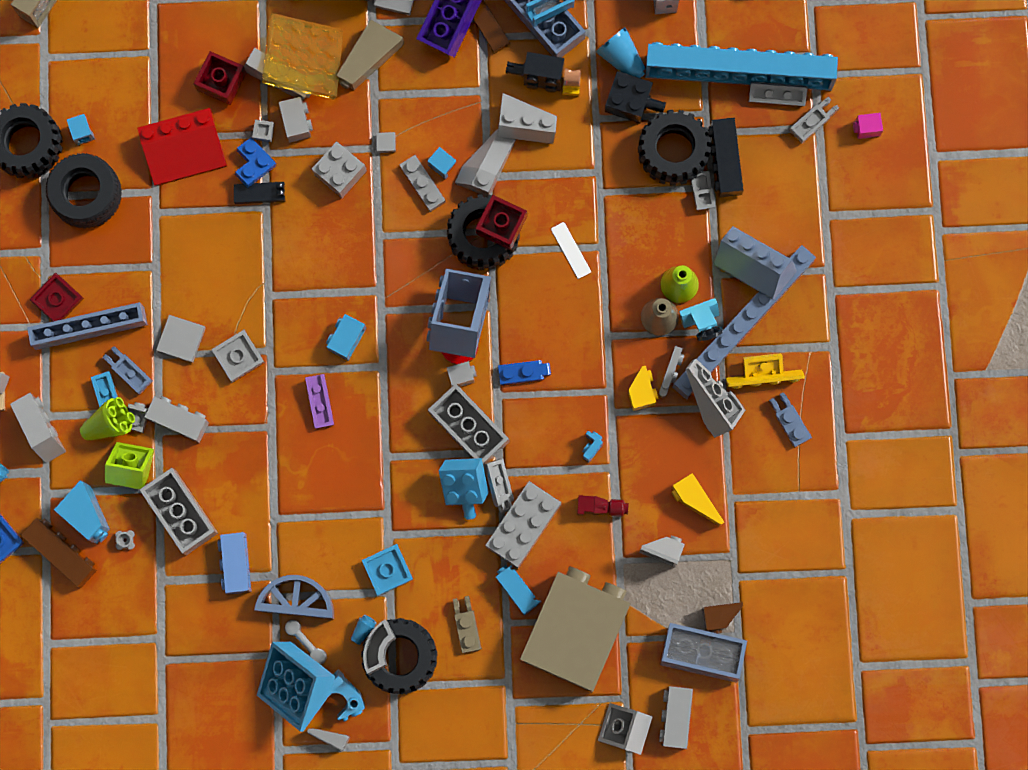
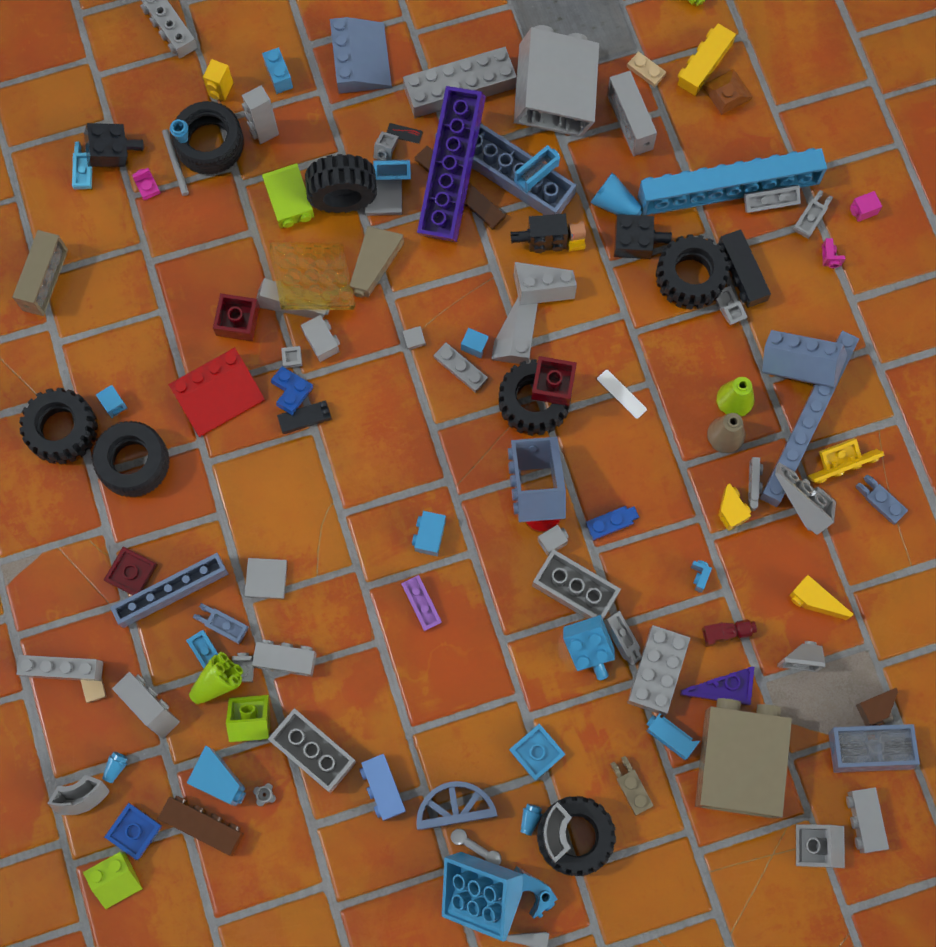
camera: 20 degrees left, 5 degrees down
(238, 356) = (327, 580): light grey plate -> none
(339, 169) = (376, 374): light grey brick -> none
(589, 559) = (731, 686): none -> dark purple wing
(703, 317) = (771, 422): medium azure piece -> none
(818, 161) = (829, 254): none -> dark pink bracket

